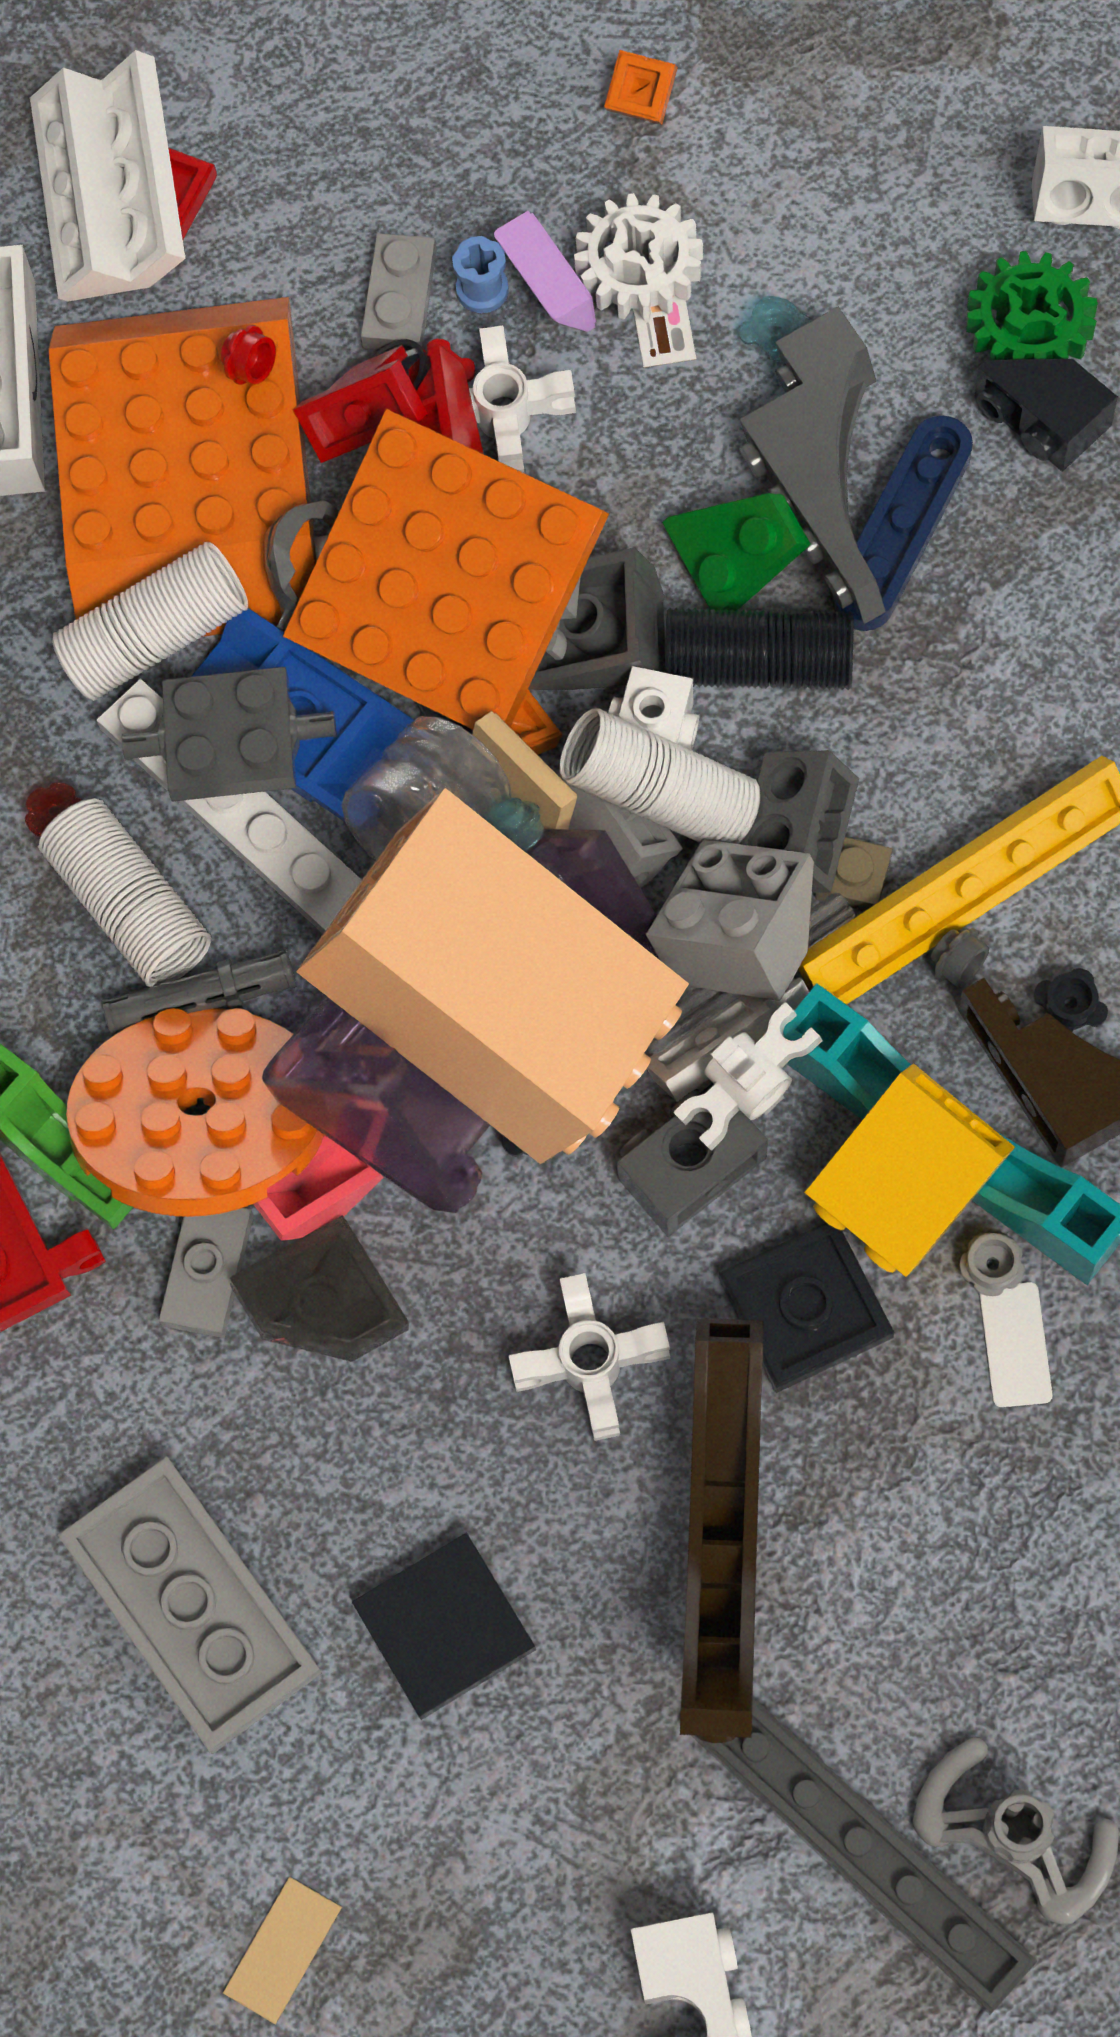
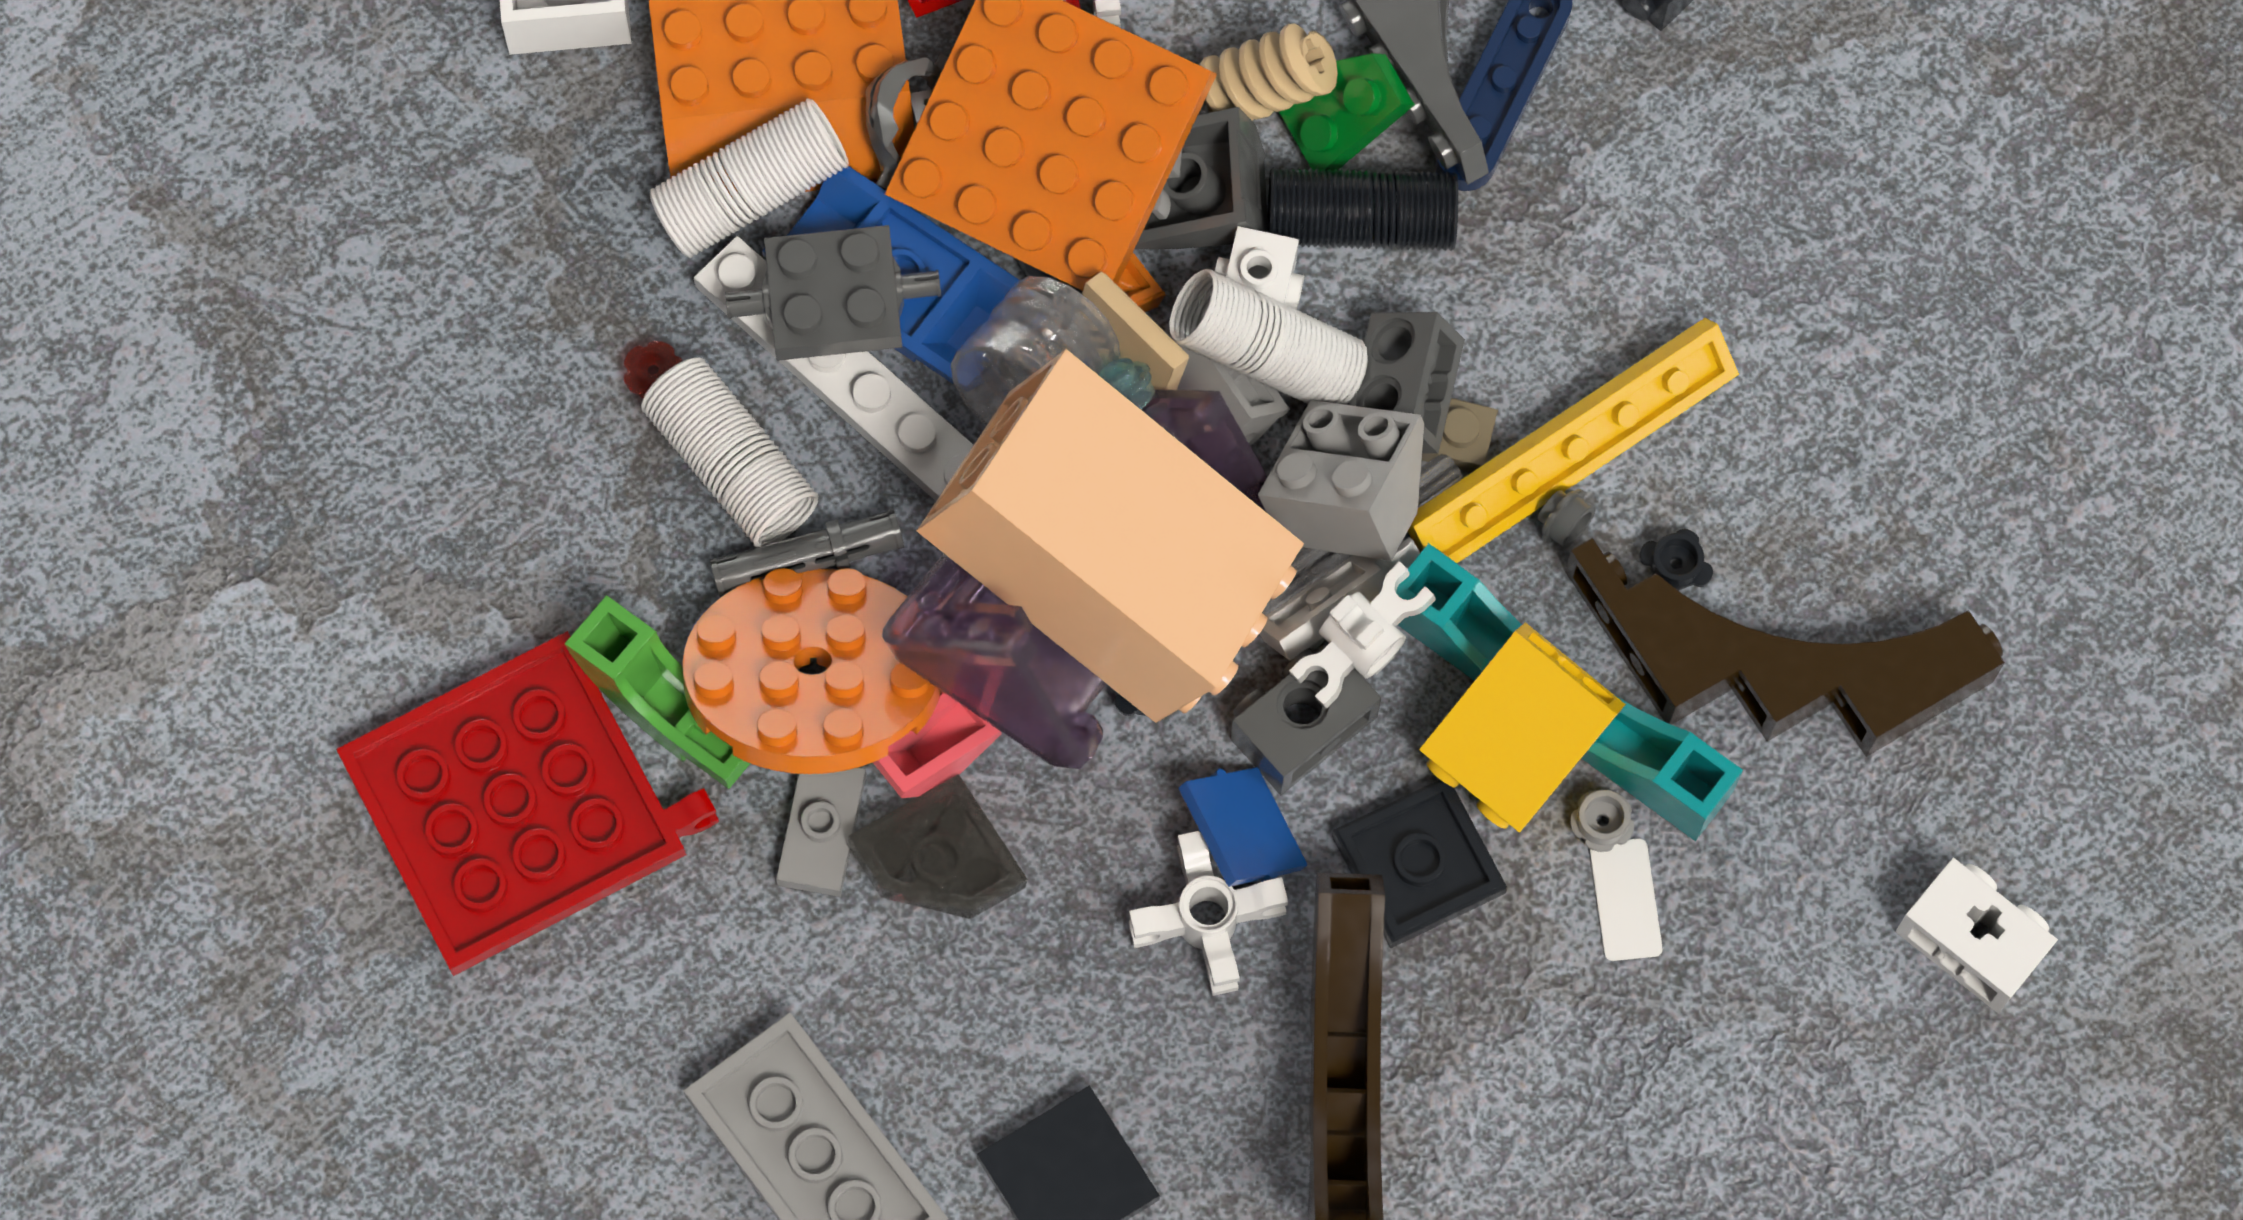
camera: 10 degrees left, 0 degrees up
(626, 1269) = (1242, 826): none -> blue piece
(668, 513) = (1272, 72): none -> tan piece

